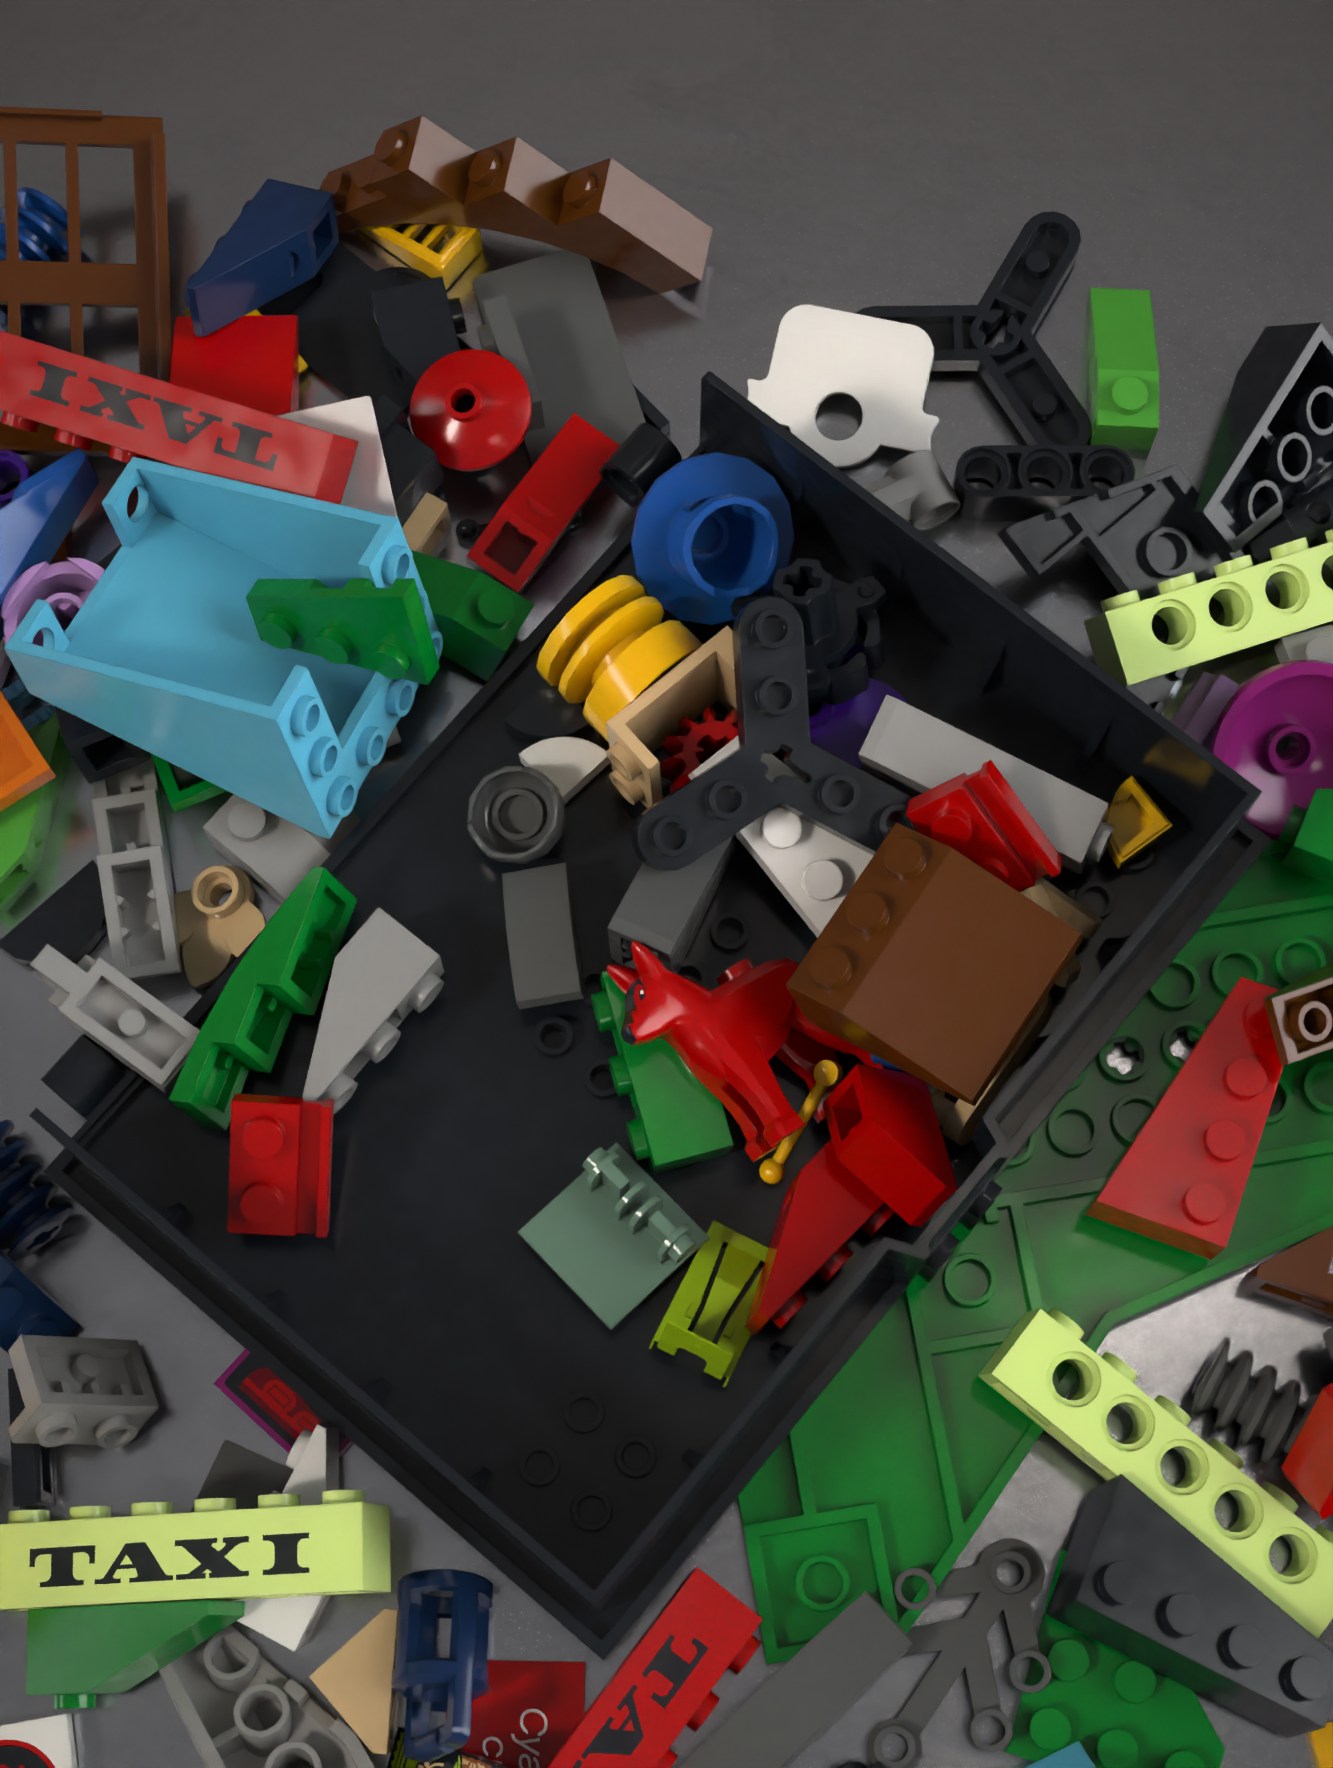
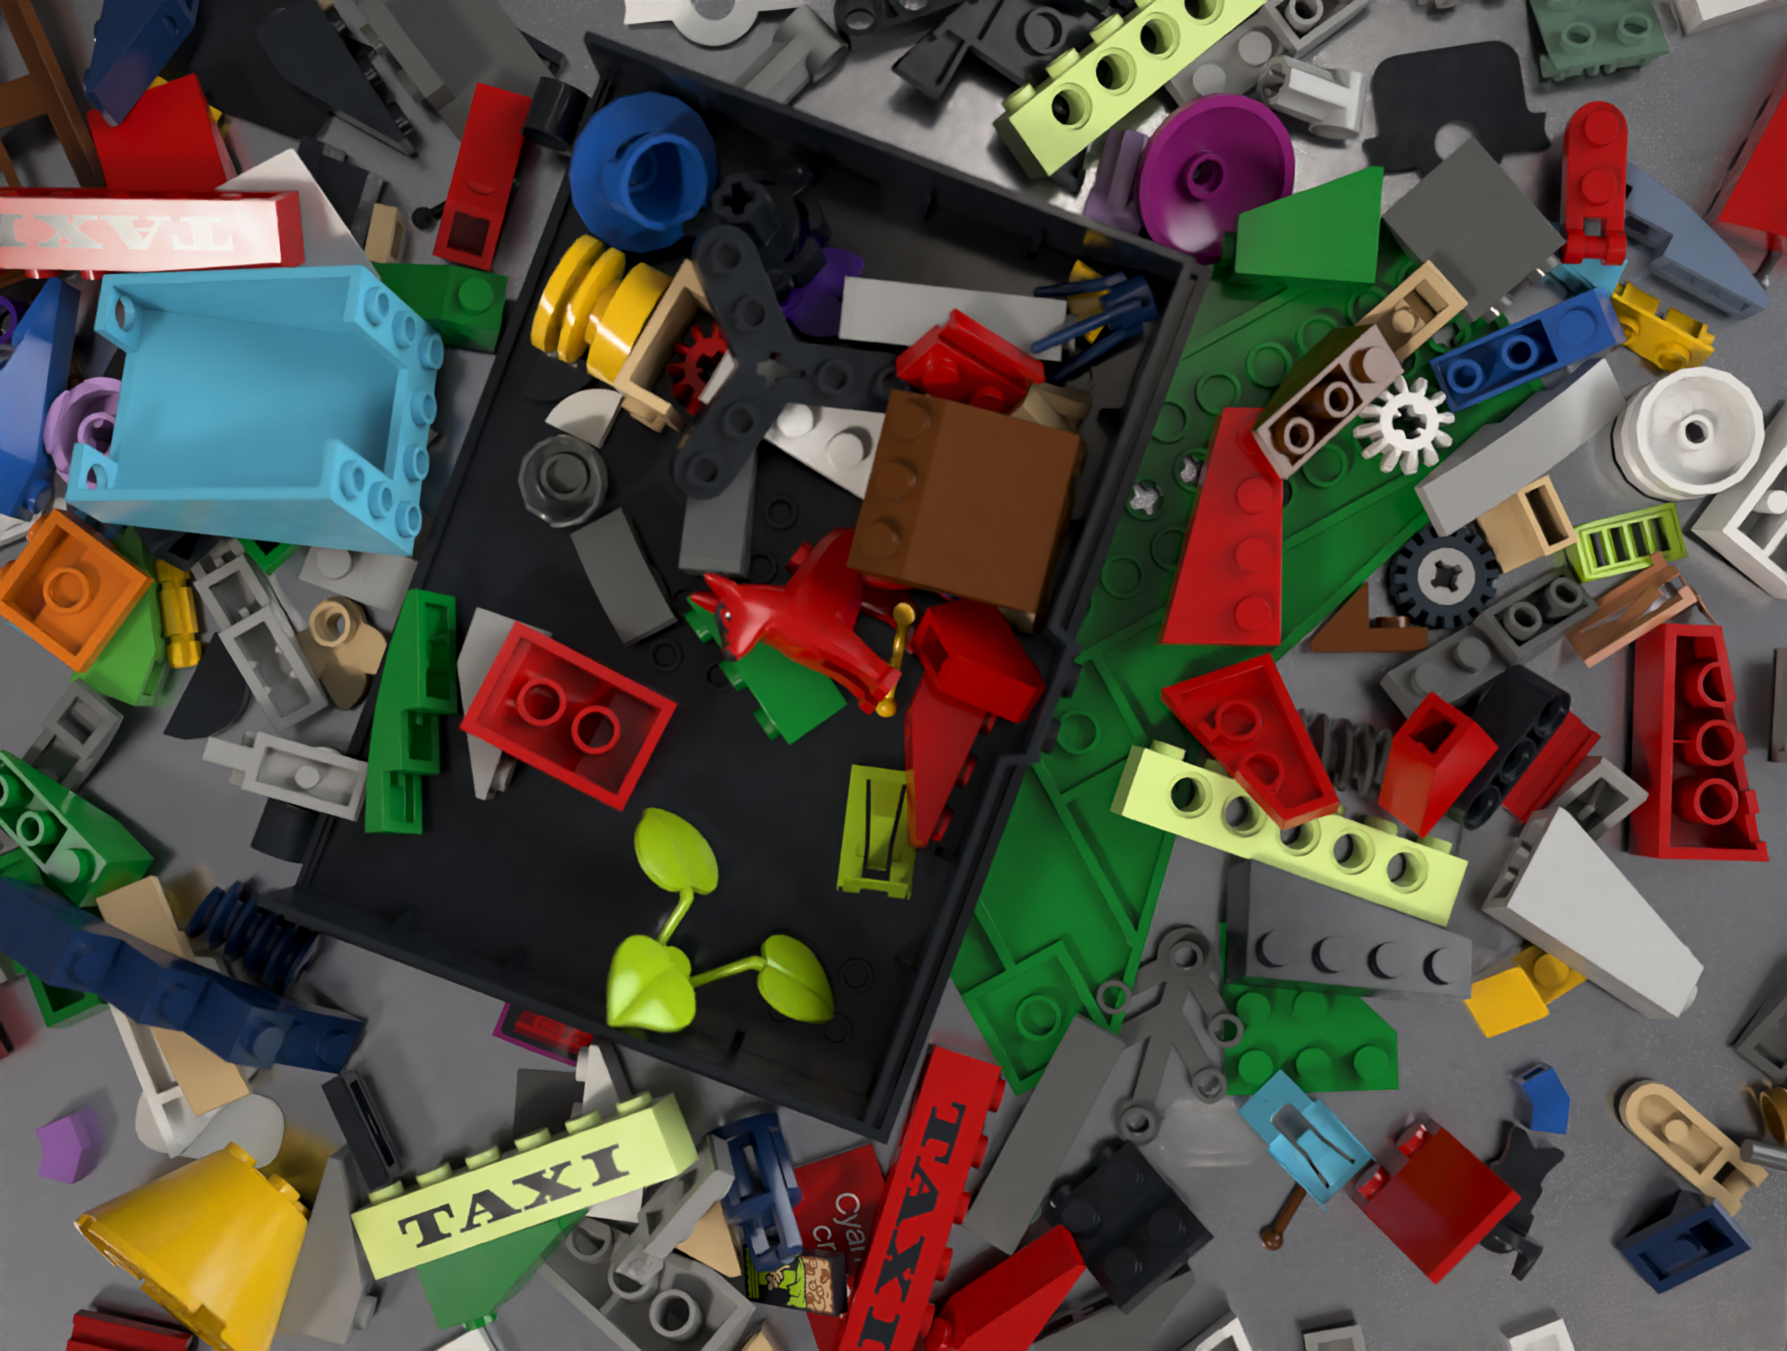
camera: 15 degrees left, 15 degrees up
(62, 829) = (178, 616): none -> yellow axle
(80, 1391) = (386, 1080): light grey bracket -> none
(280, 1165) = (478, 853): red plate -> none
(340, 1646) = (675, 1210): none -> light grey hinge
(348, 625) = (354, 368): green wing -> none
(423, 1365) = (652, 981): none -> lime plant
(432, 1054) = (568, 716): none -> red slope
(486, 431) = (411, 119): red dish -> none
(613, 1235) = (774, 808): sand green hinge -> none
(1168, 833) = (1123, 307): none -> dark blue plant
(1170, 1345) = (1257, 737): none -> red wing

